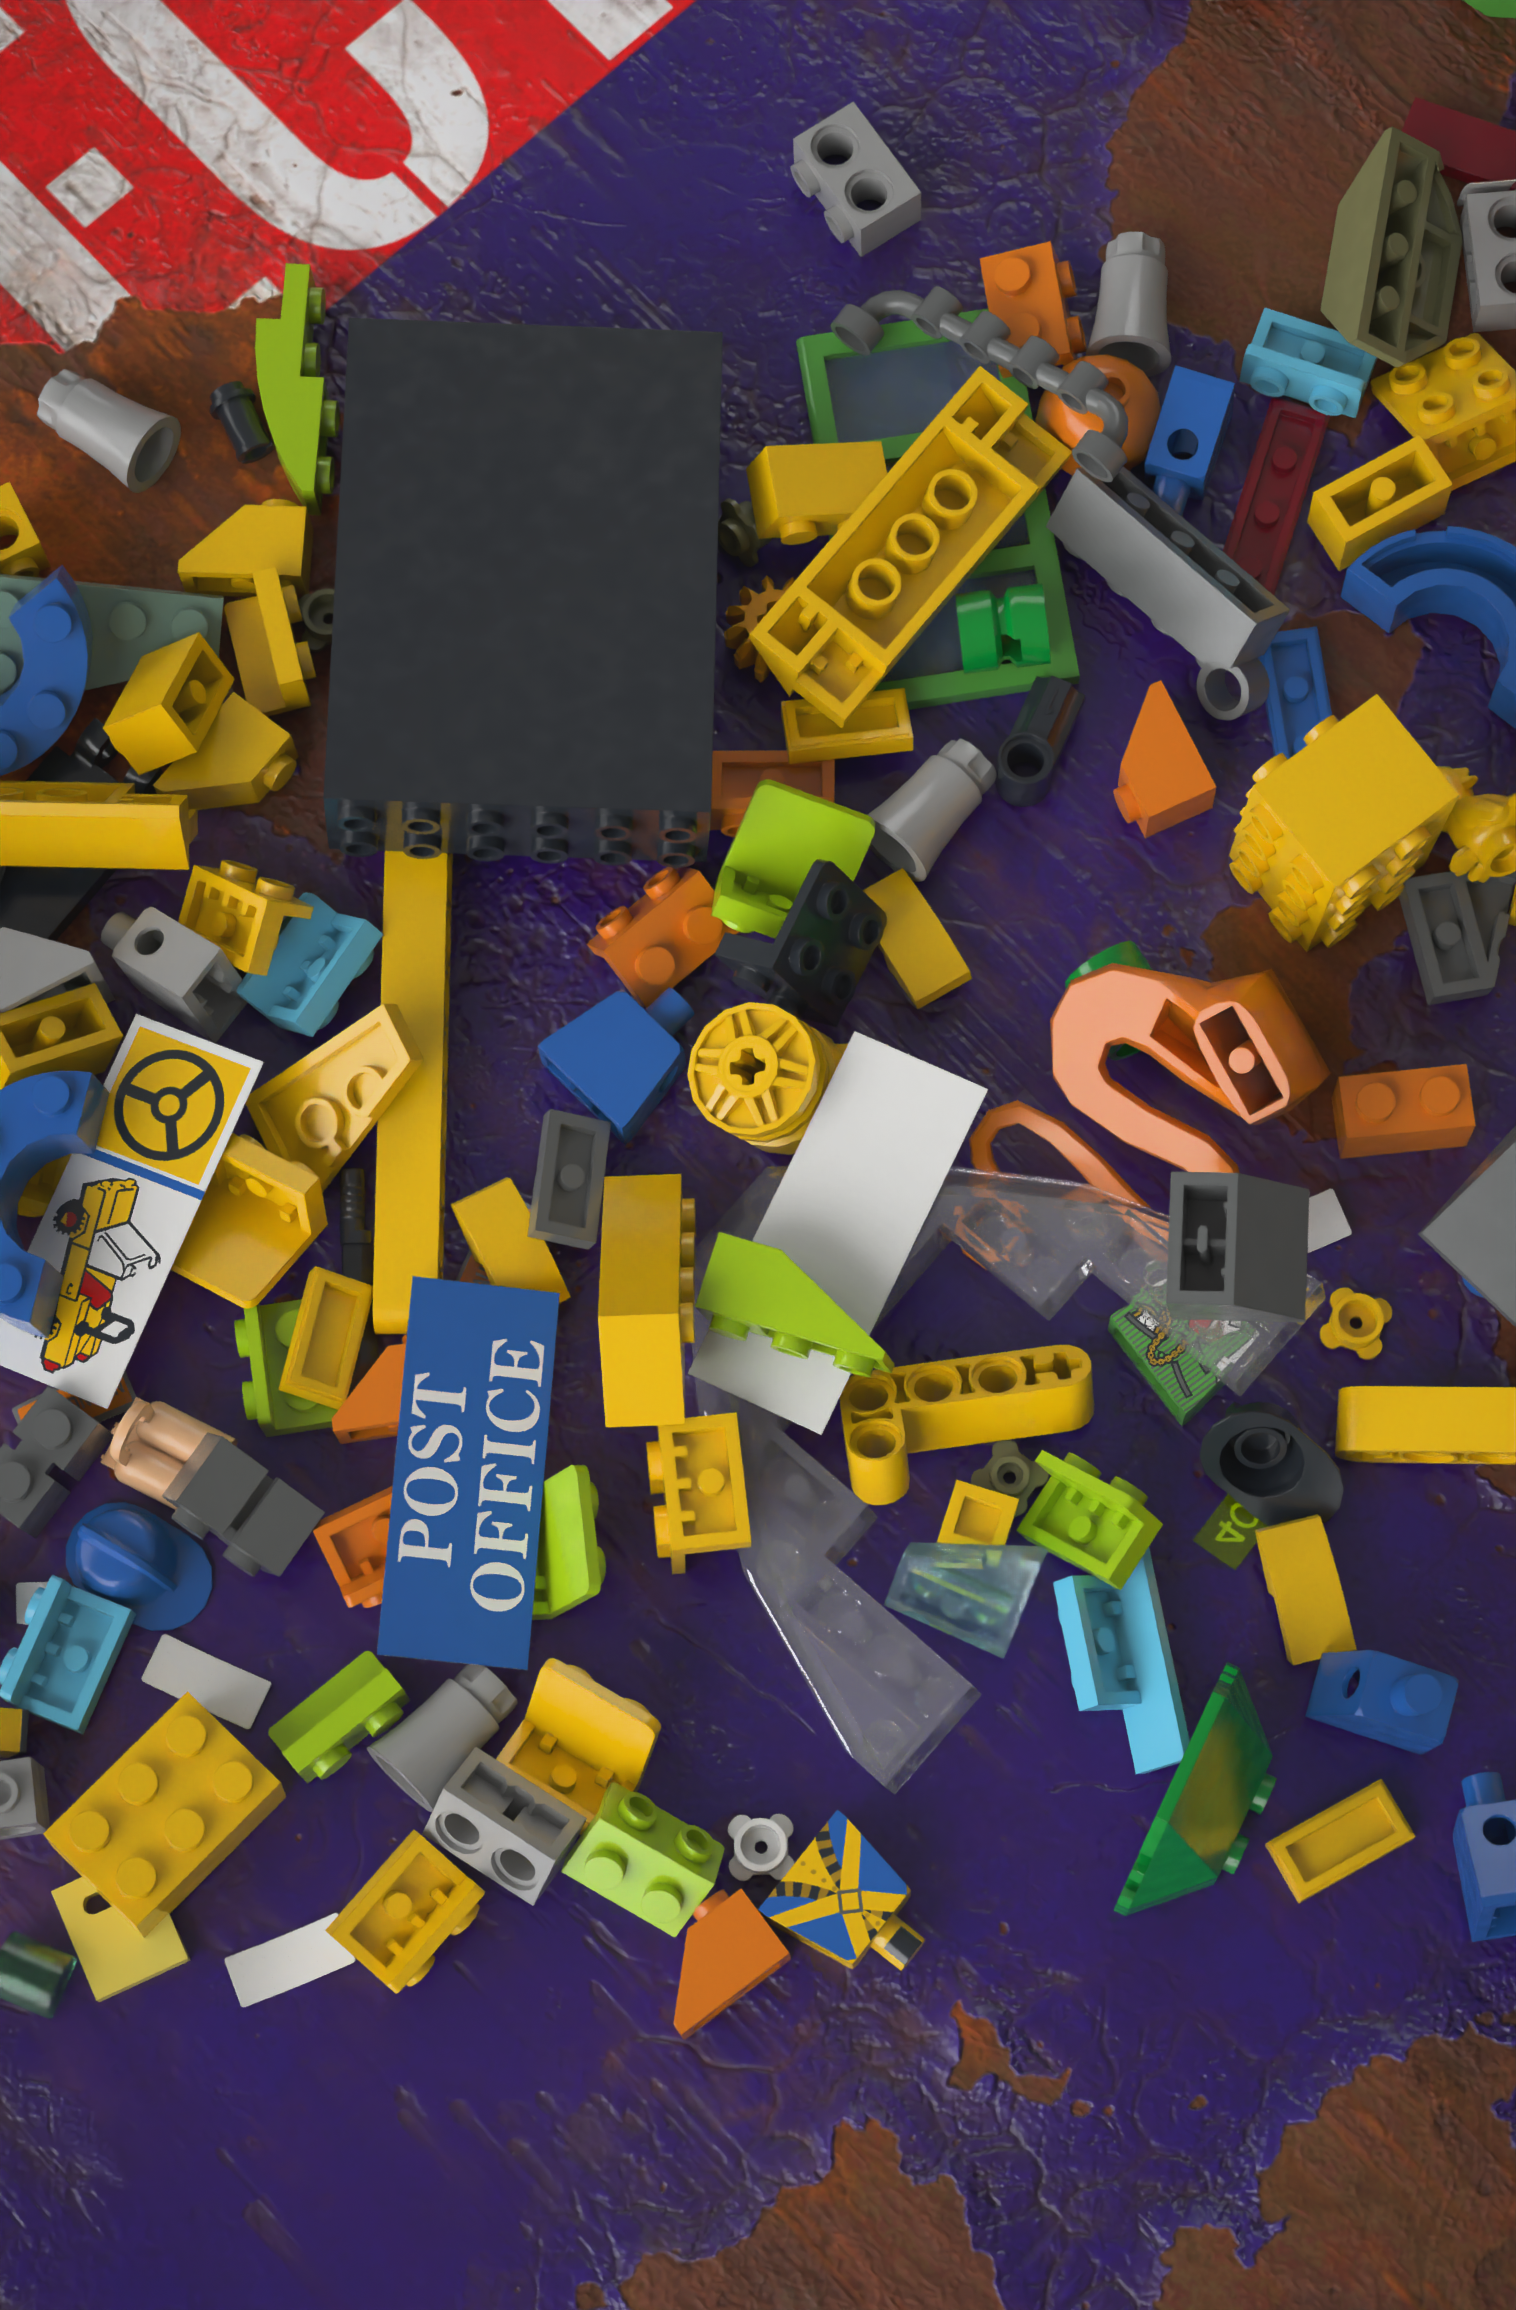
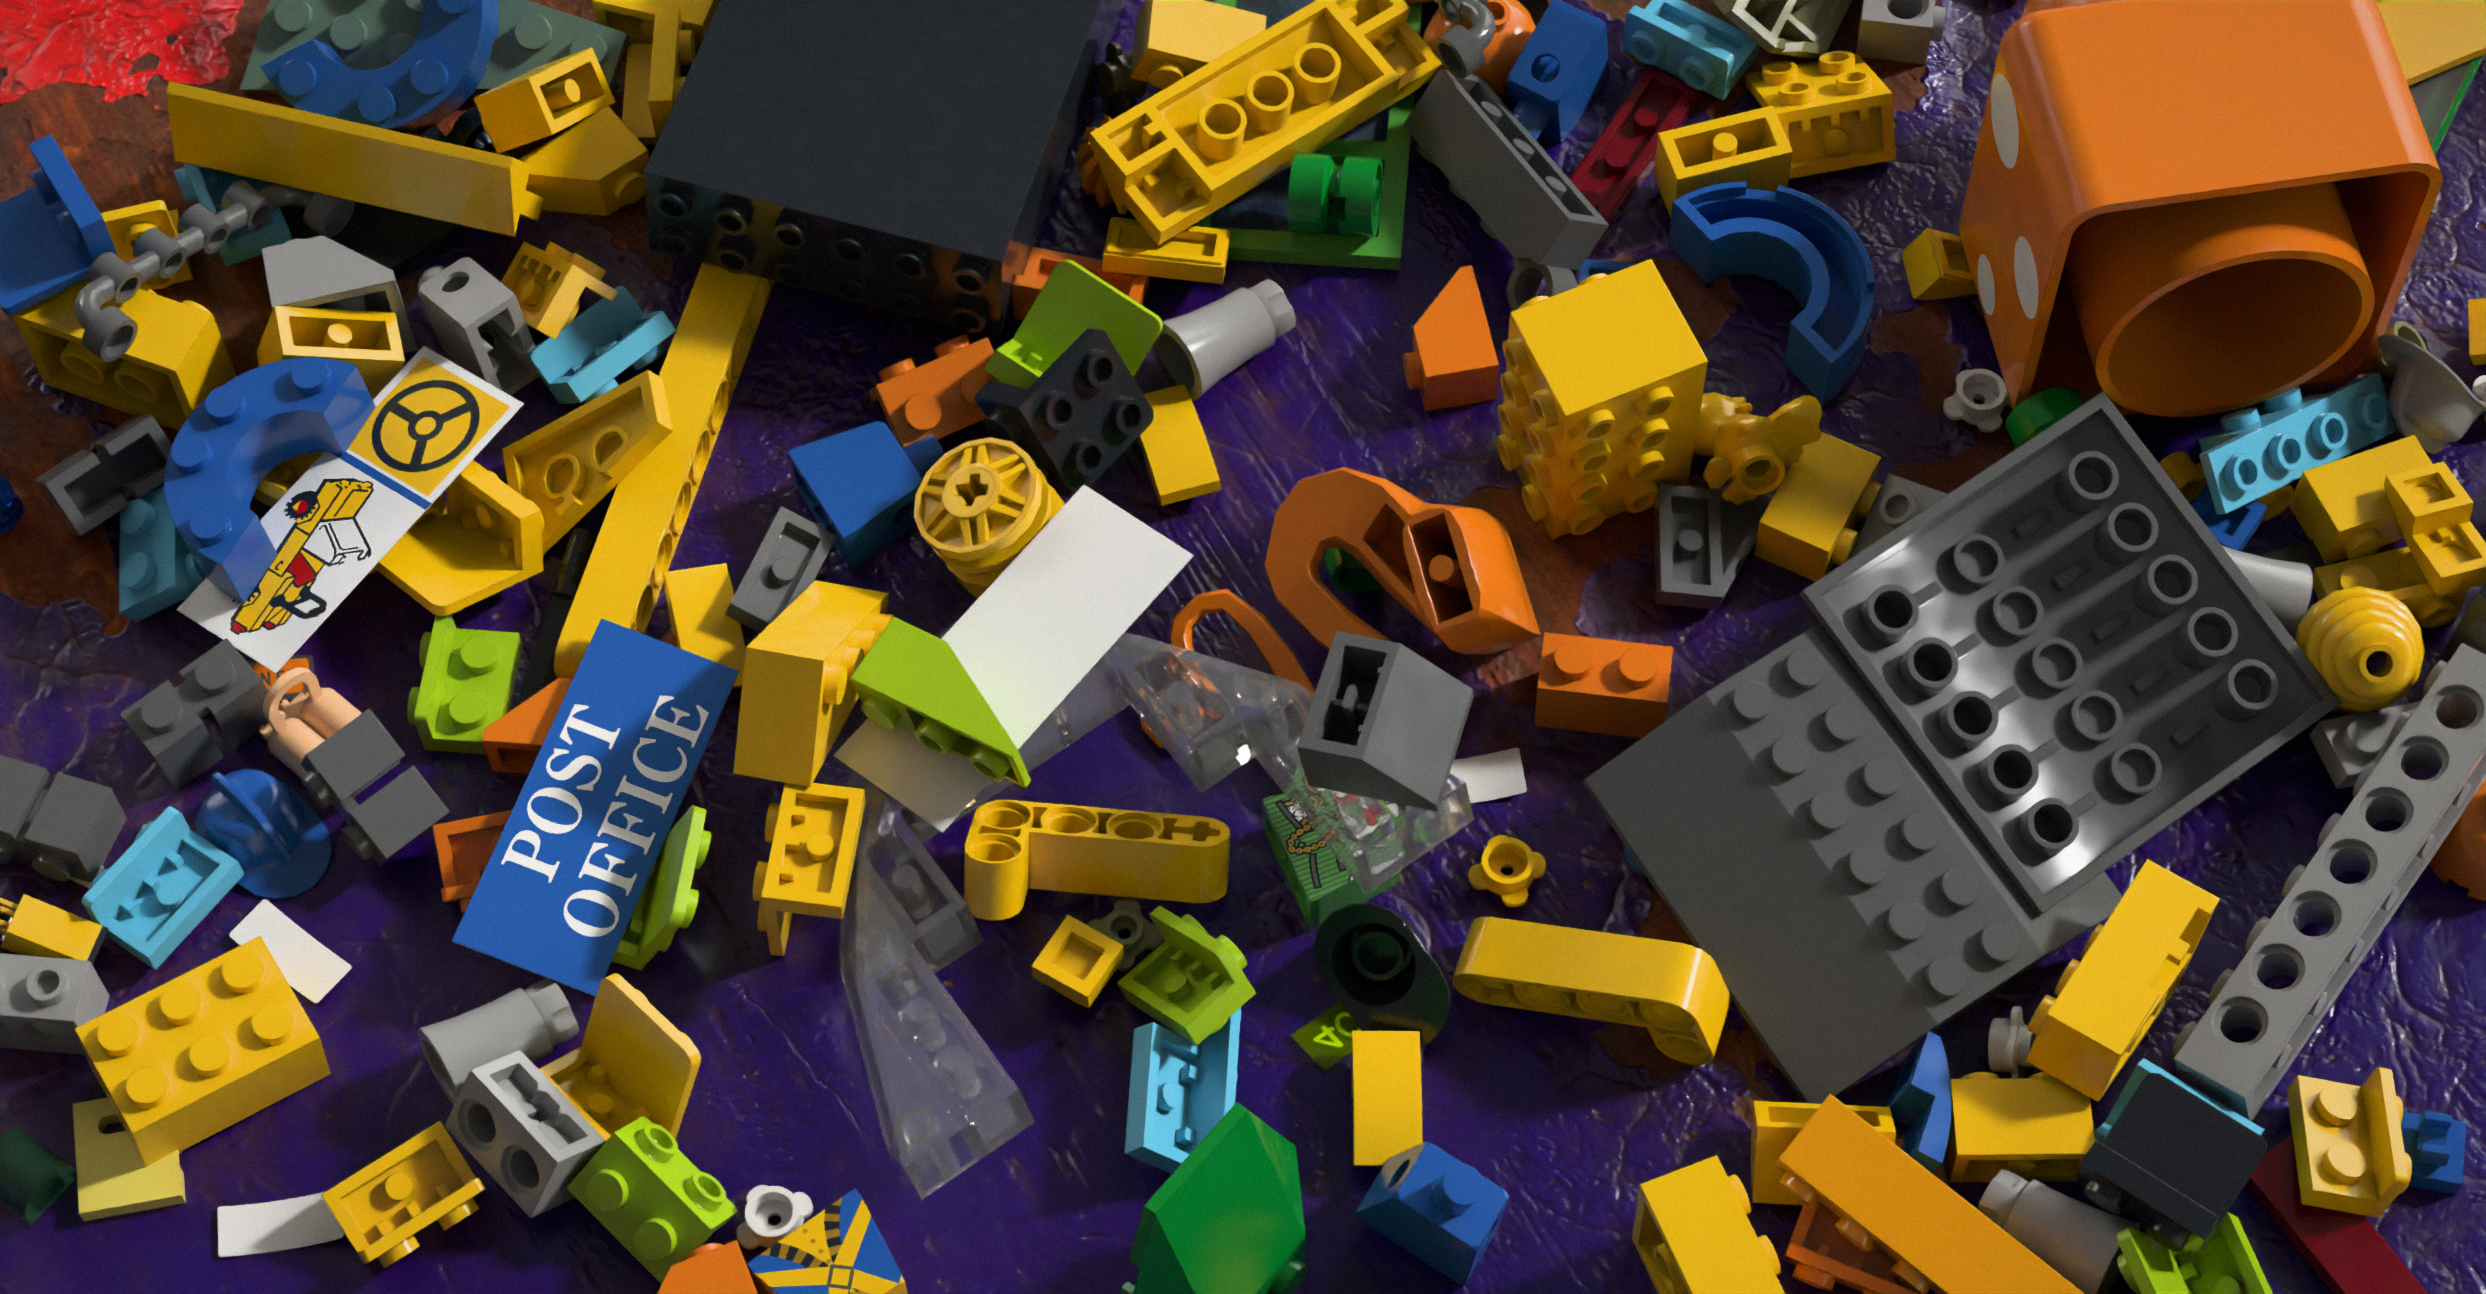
camera: 10 degrees right, 15 degrees down
(326, 1338) = (505, 663): yellow tile -> none
(338, 1716) = (400, 1005): lime bracket -> none
(967, 1589) = (1050, 1021): clear light blue wing -> none
(1038, 739) = (1341, 302): black piece -> none

